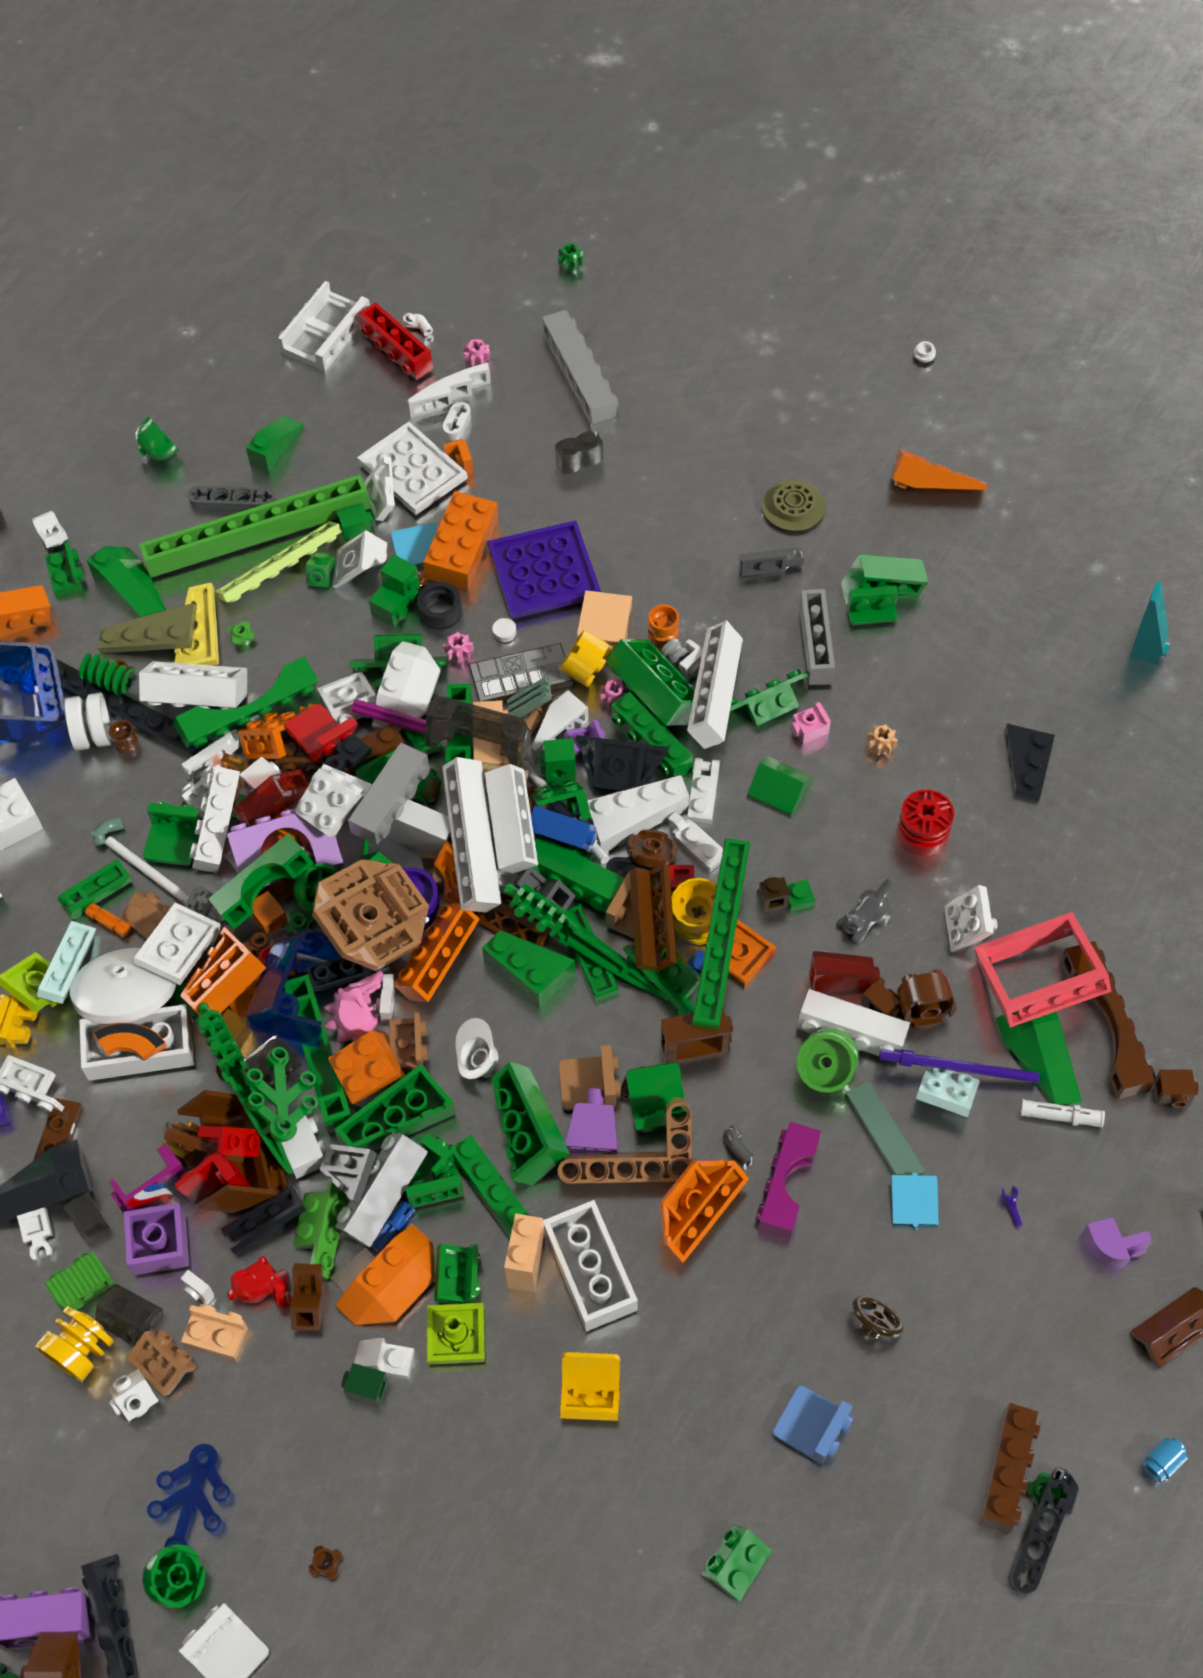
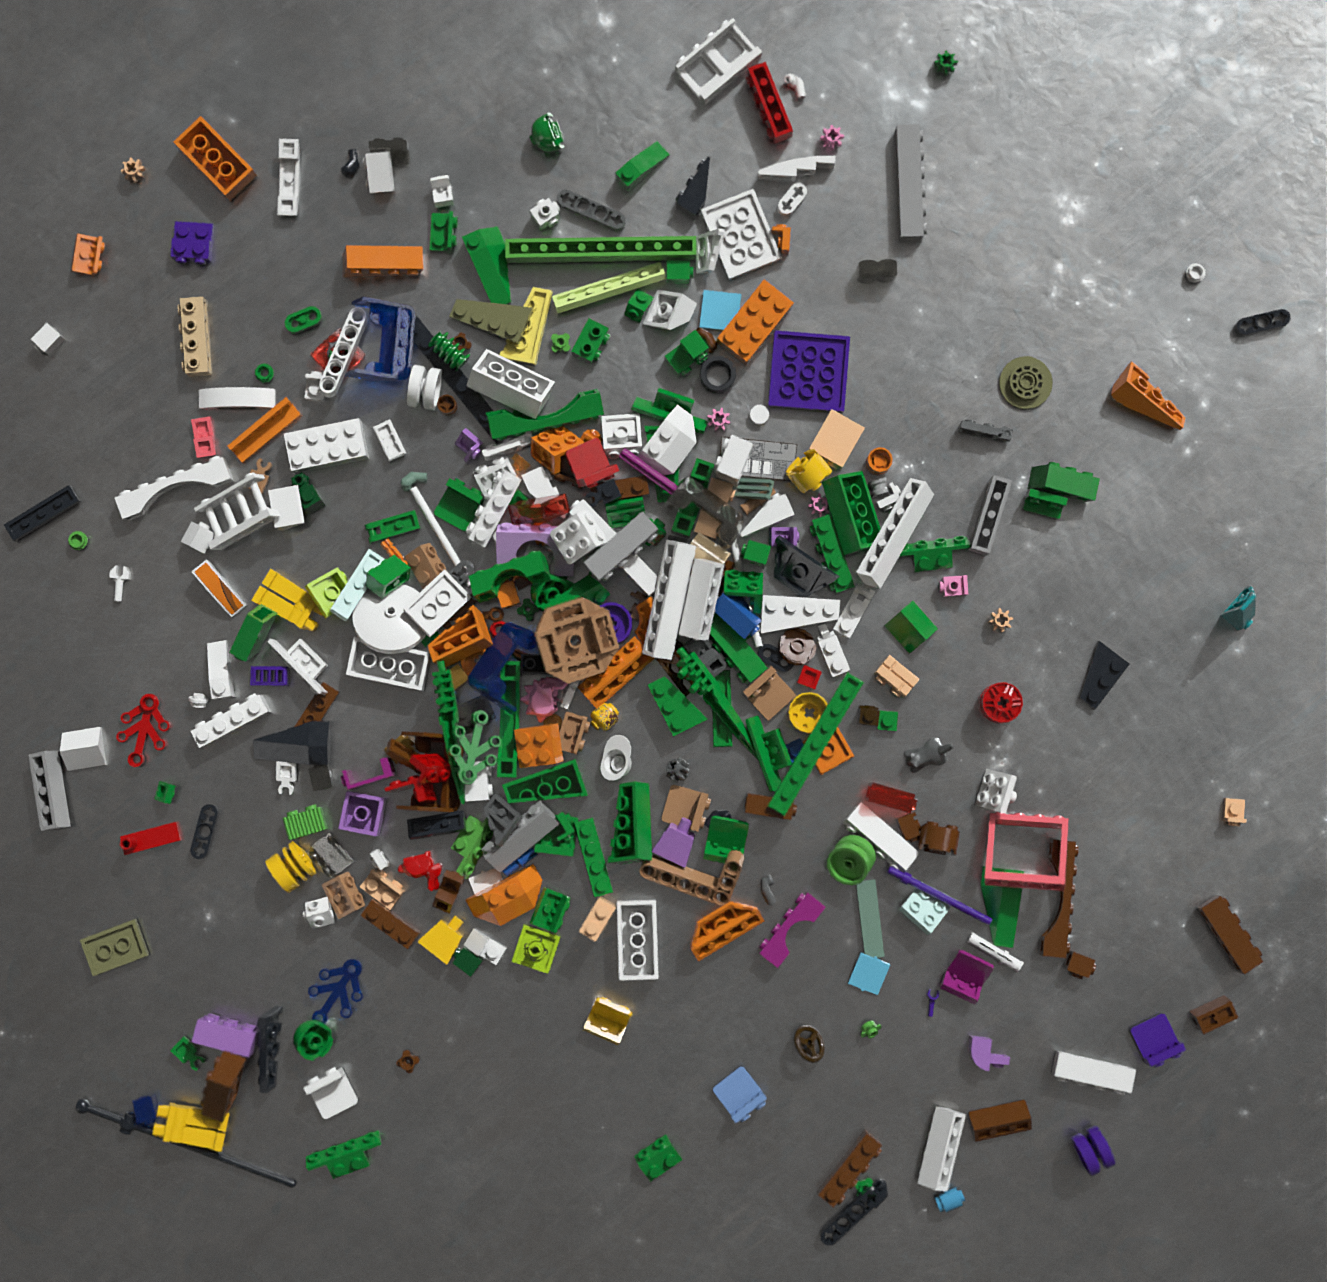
camera: 20 degrees right, 25 degrees up
(63, 797) = (389, 440): none -> white plate
(104, 938) = (387, 576): none -> green brick
(129, 1038) = (385, 666): orange tile -> none
(163, 768) = (469, 444): none -> medium lavender bracket
(178, 513) = (545, 213): none -> white brick
(240, 1372) = (390, 923): none -> reddish brown brick
(276, 619) = (590, 341): none -> green brick
(320, 1367) = (443, 939): none -> yellow torso
(344, 445) = (694, 196): none -> black slope
(441, 1009) = (604, 717): none -> yellow head
(490, 665) = (734, 459): none -> white brick
(560, 1038) = (677, 769): none -> dark grey gear
(648, 919) = (771, 708): reddish brown fence -> none
(786, 840) = (896, 677): none -> light nougat brick
(949, 1270) = (870, 1029): none -> bright green plate
(1022, 365) = (1274, 314): none -> black beam
(1041, 1149) = (966, 976): none -> magenta bracket
(1119, 1389) = (941, 1149): none -> white brick

